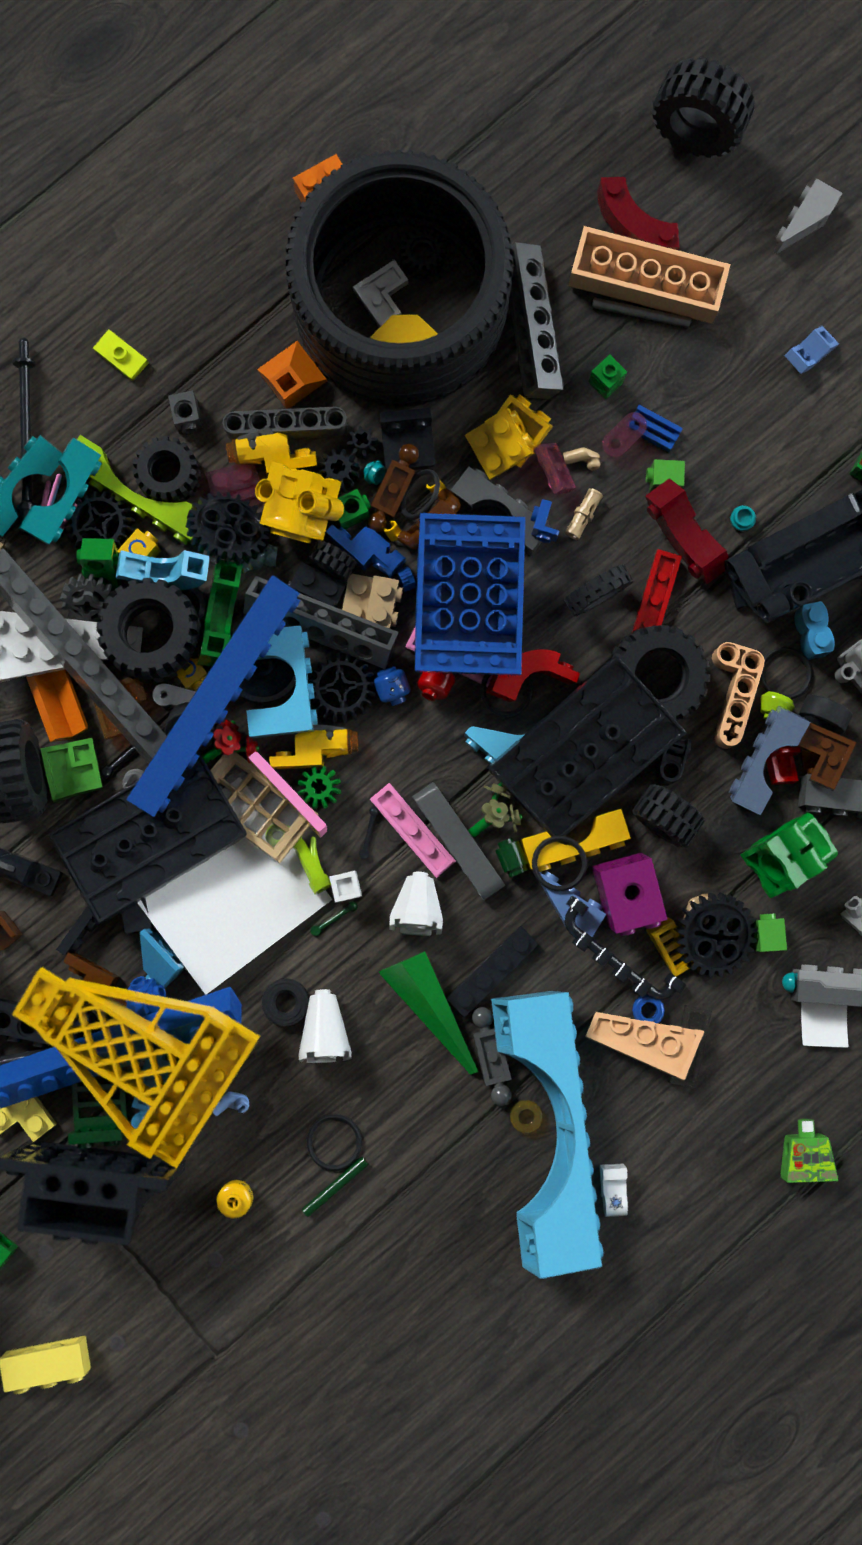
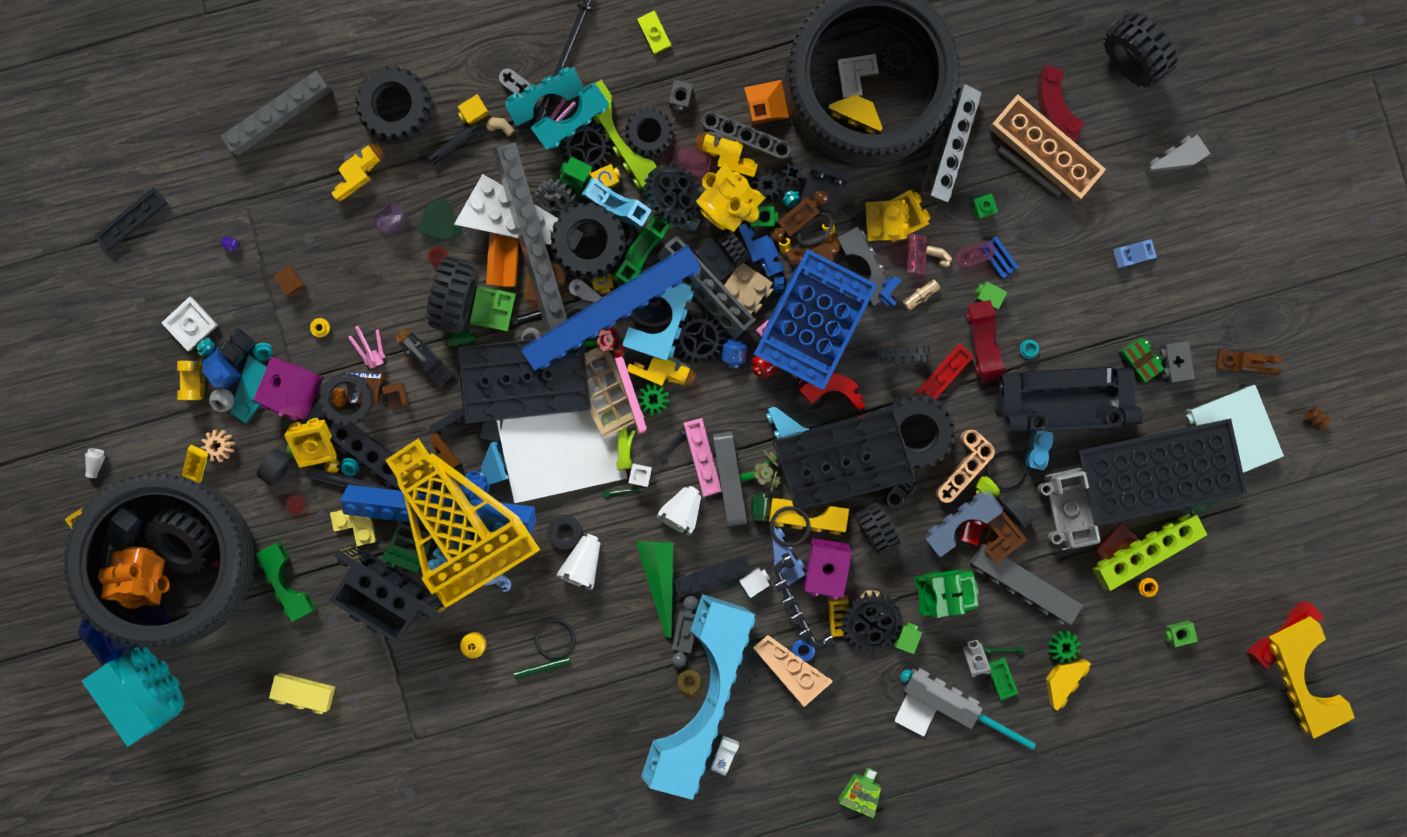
camera: 30 degrees right, 5 degrees up
(48, 823) = (461, 339): none -> dark green brick
(549, 952) = (755, 582): none -> white brick

